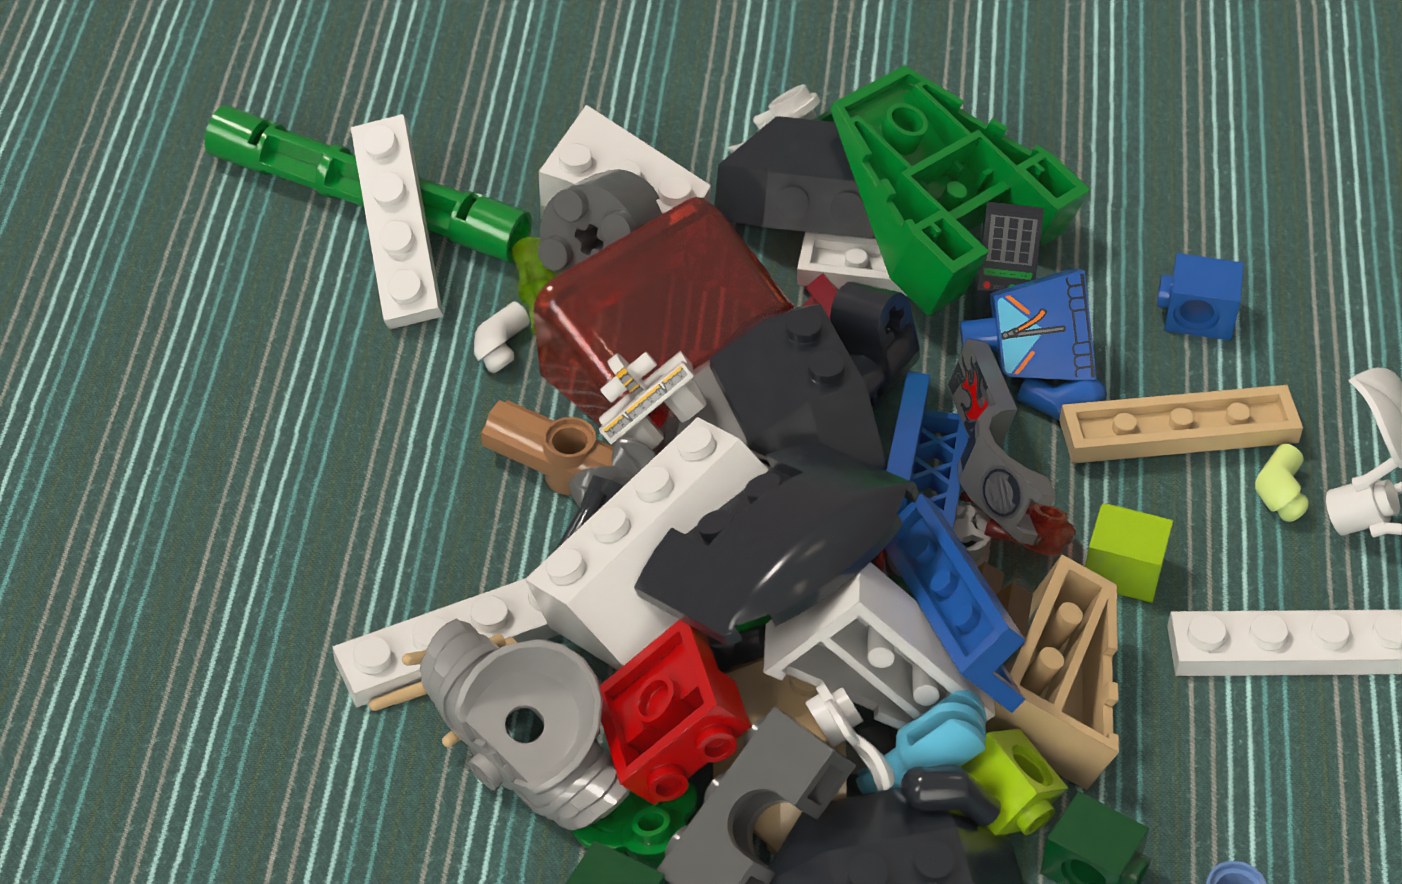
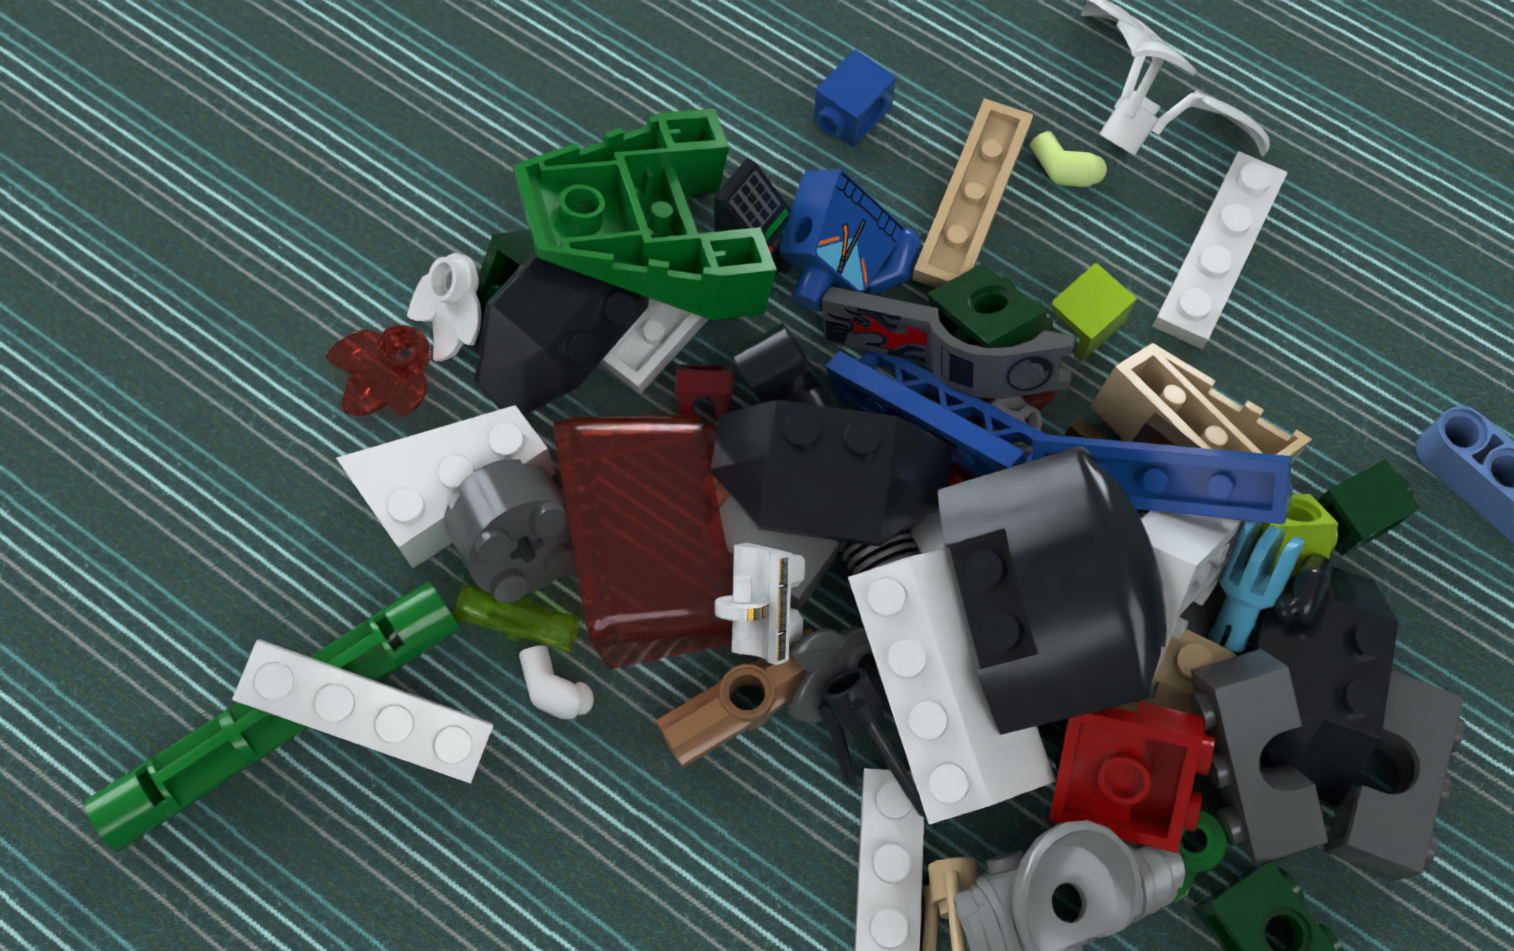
camera: 60 degrees left, 20 degrees up
(696, 119) = (377, 375): none -> clear red plate
(836, 719) = (1225, 641): white plate -> none
(1062, 456) = (988, 310): none -> dark green brick

